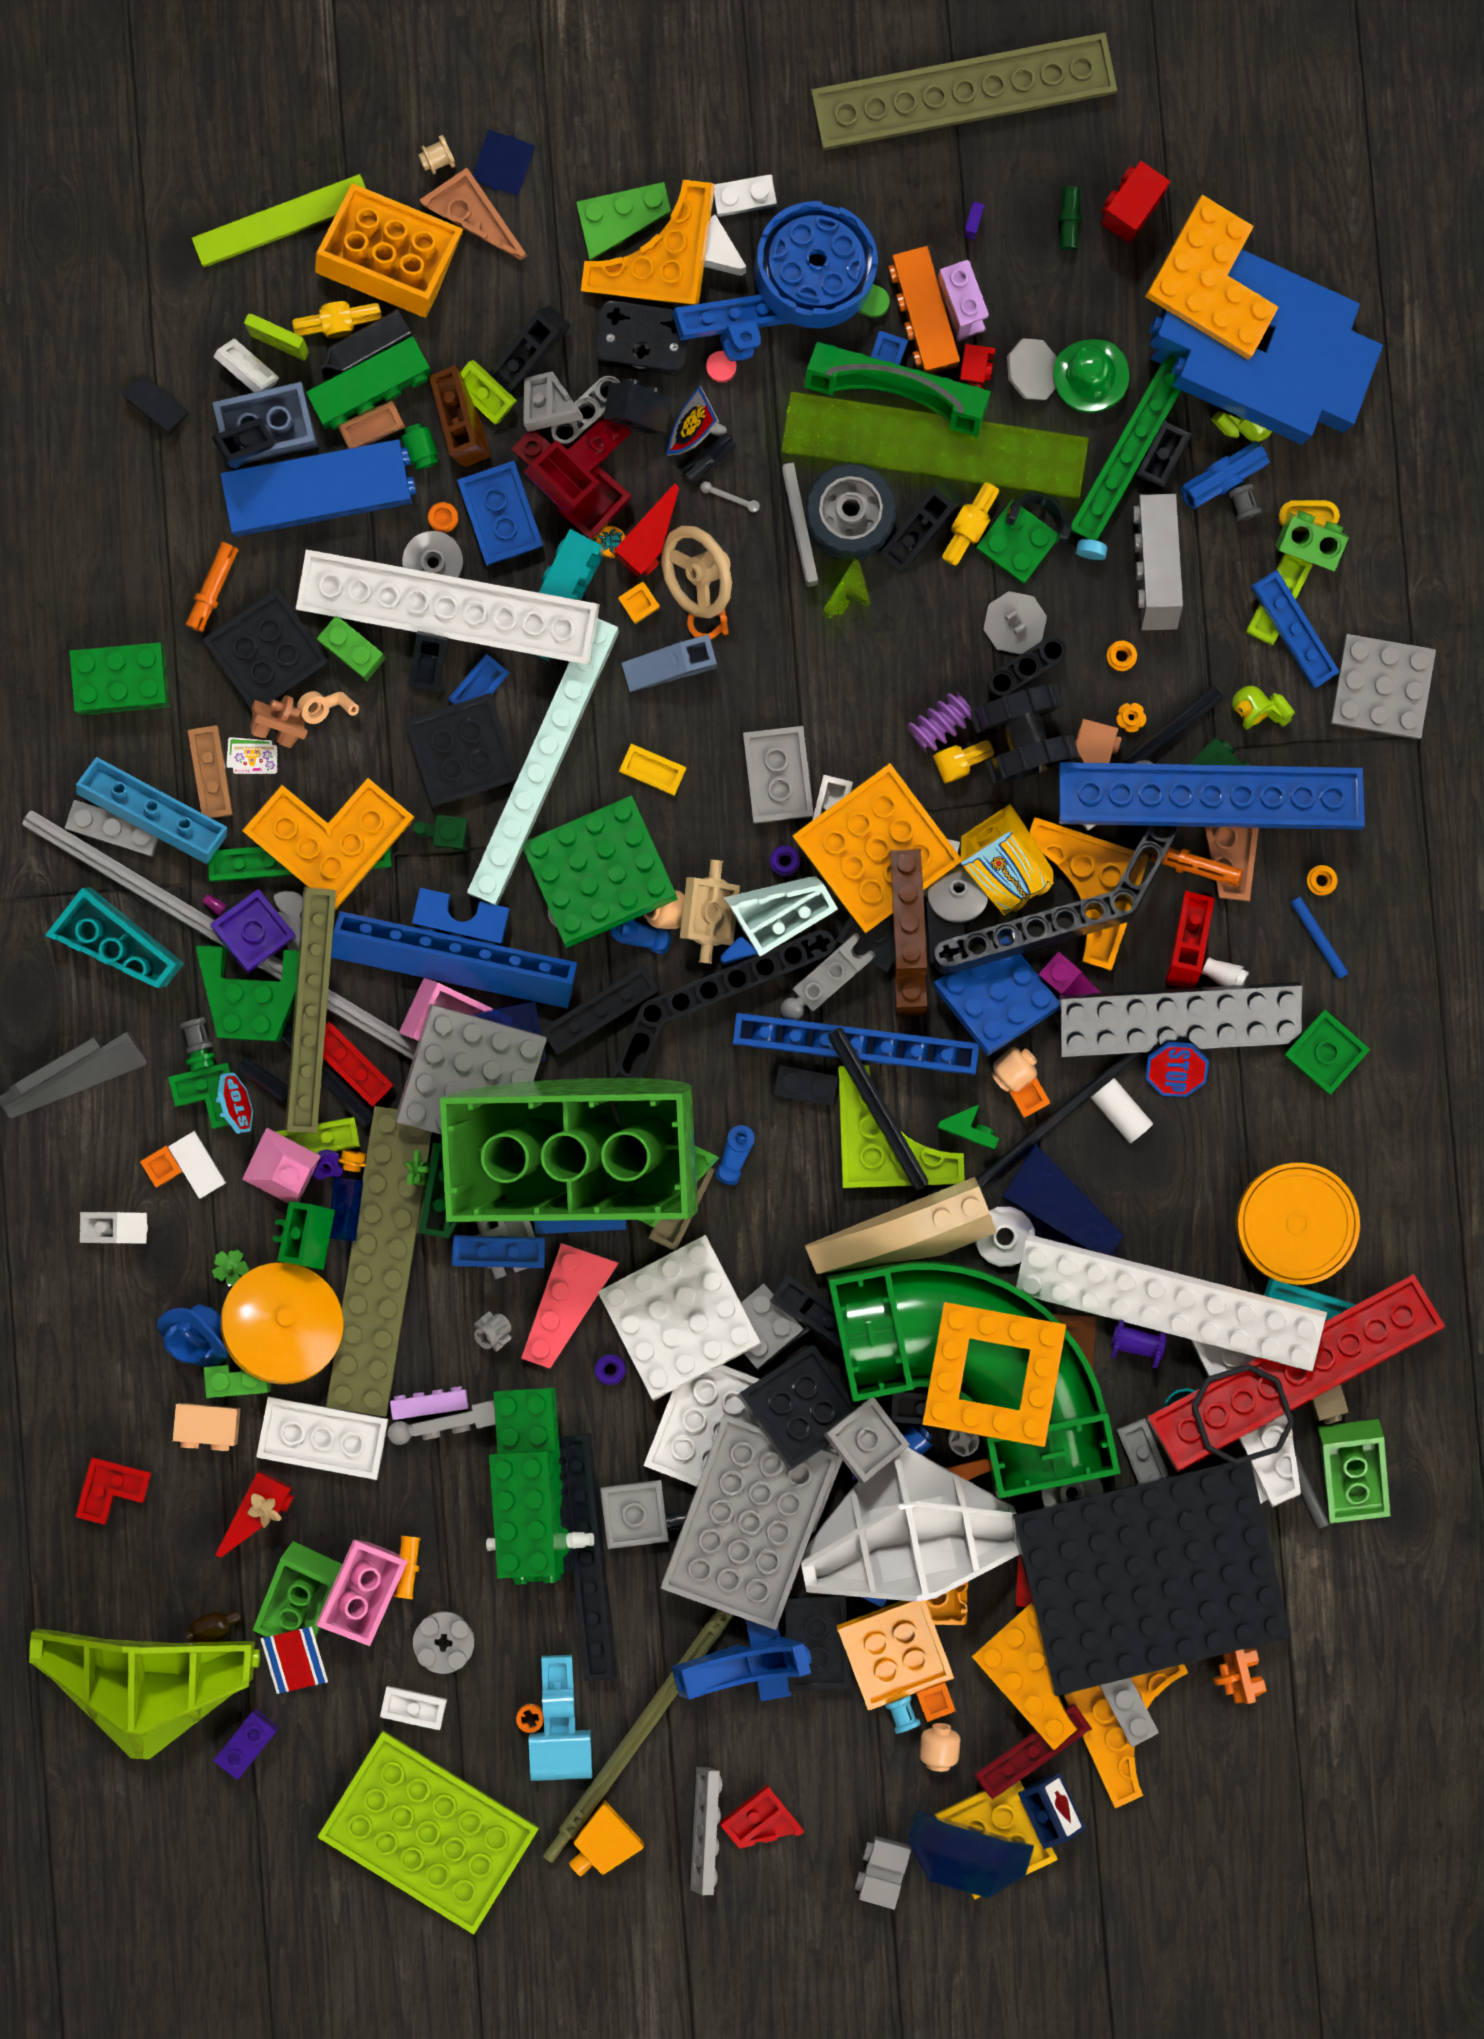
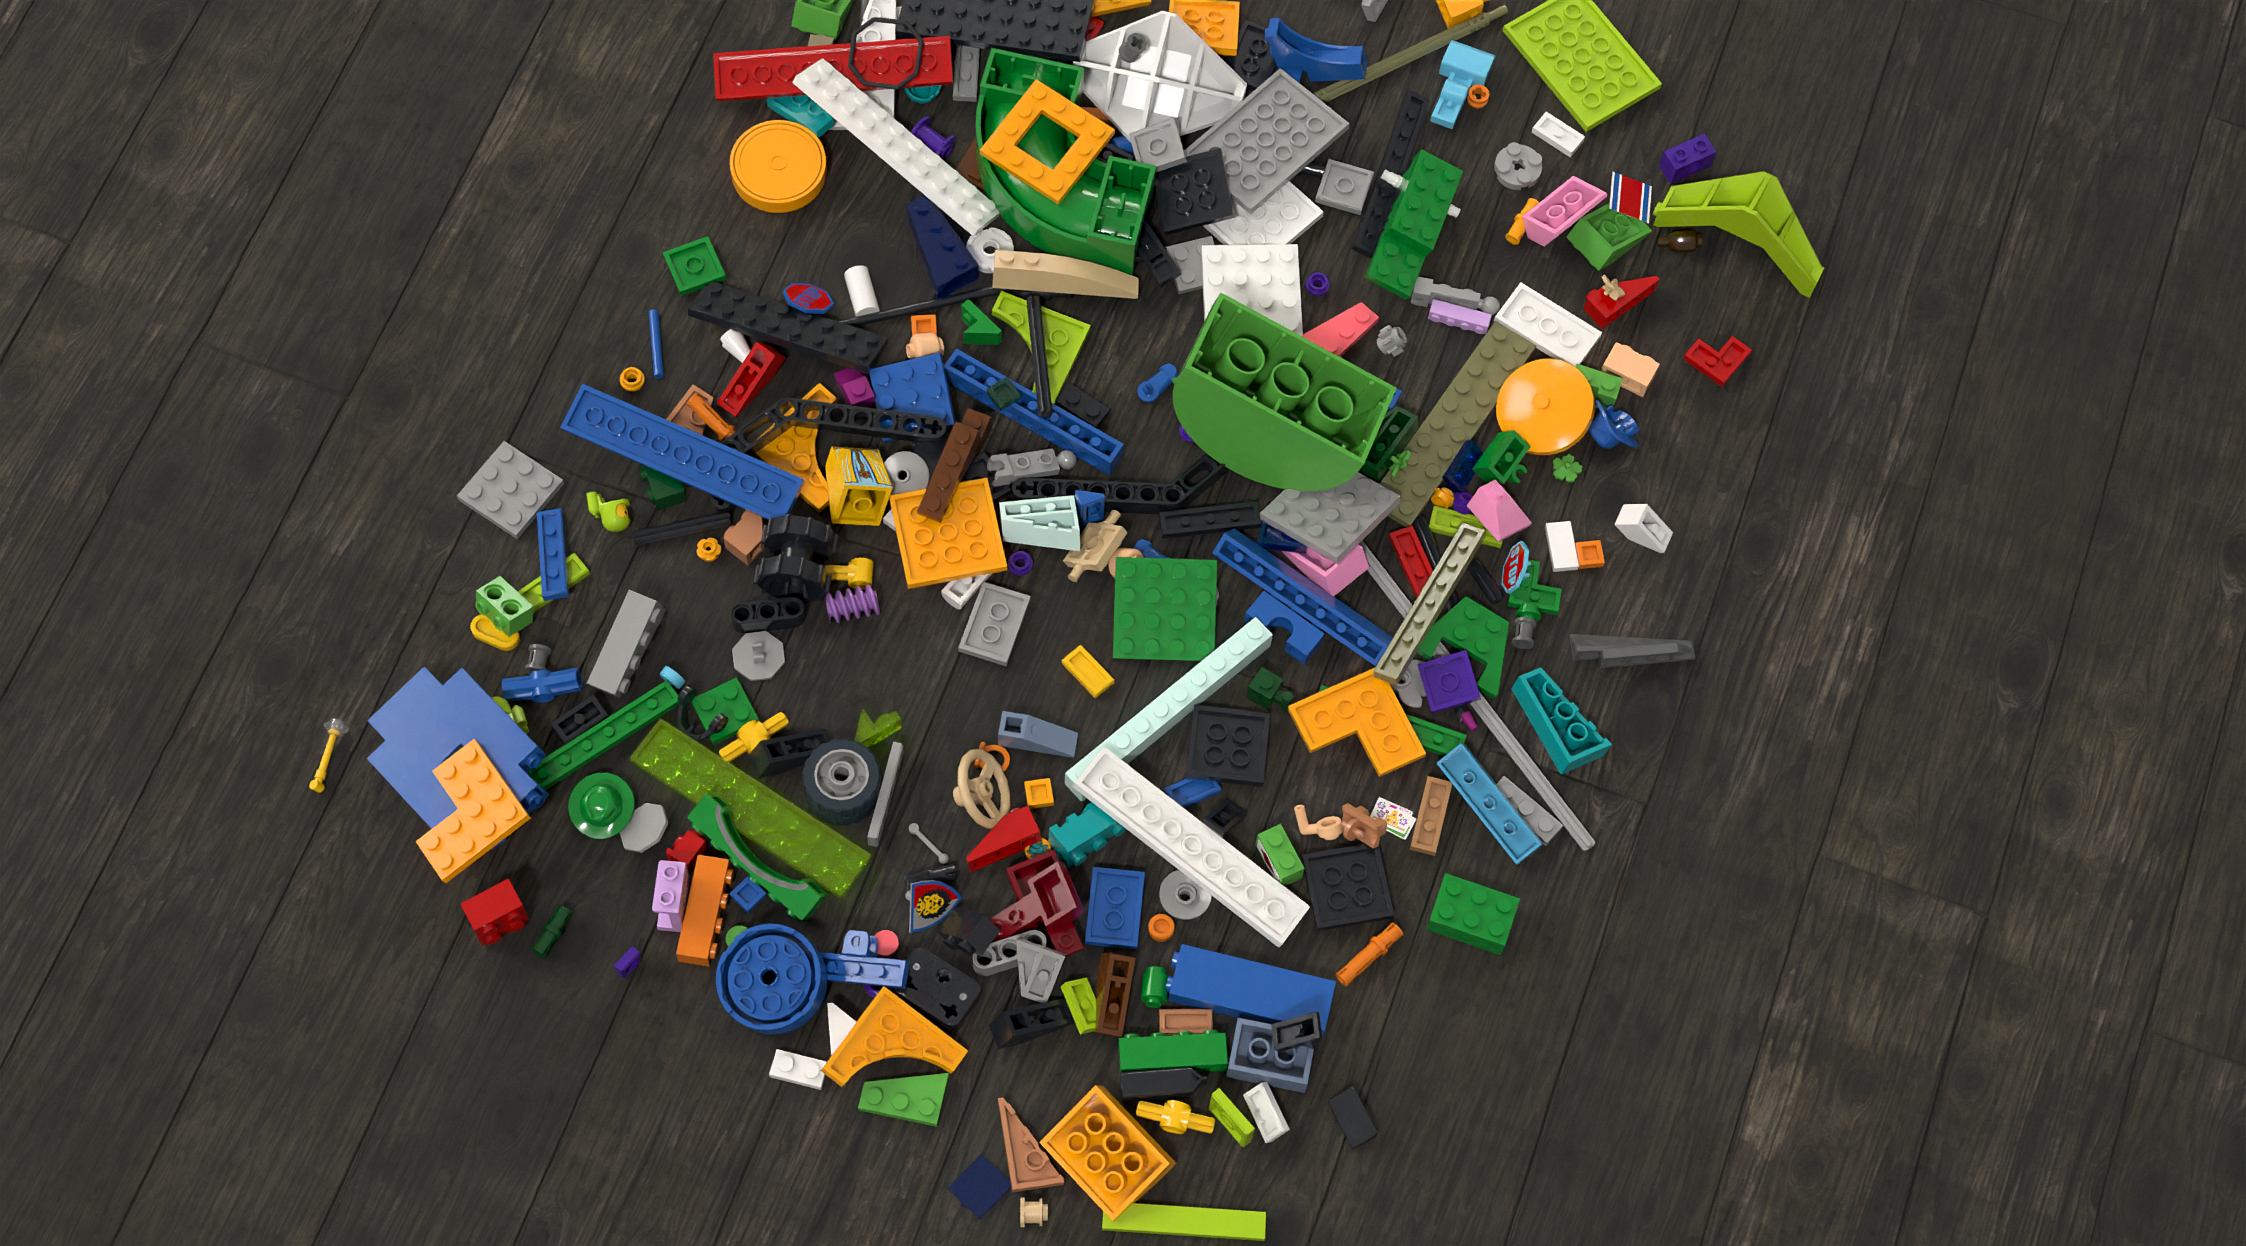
camera: 155 degrees left, 20 degrees down
(894, 1039) = (1003, 394): none -> clear green tile
(942, 1544) = (1130, 50): none -> dark grey bush
(964, 91) = (580, 1069): olive plate -> none
(1123, 646) = (690, 588): light orange plate -> none
(1414, 328) = (335, 728): none -> yellow piece

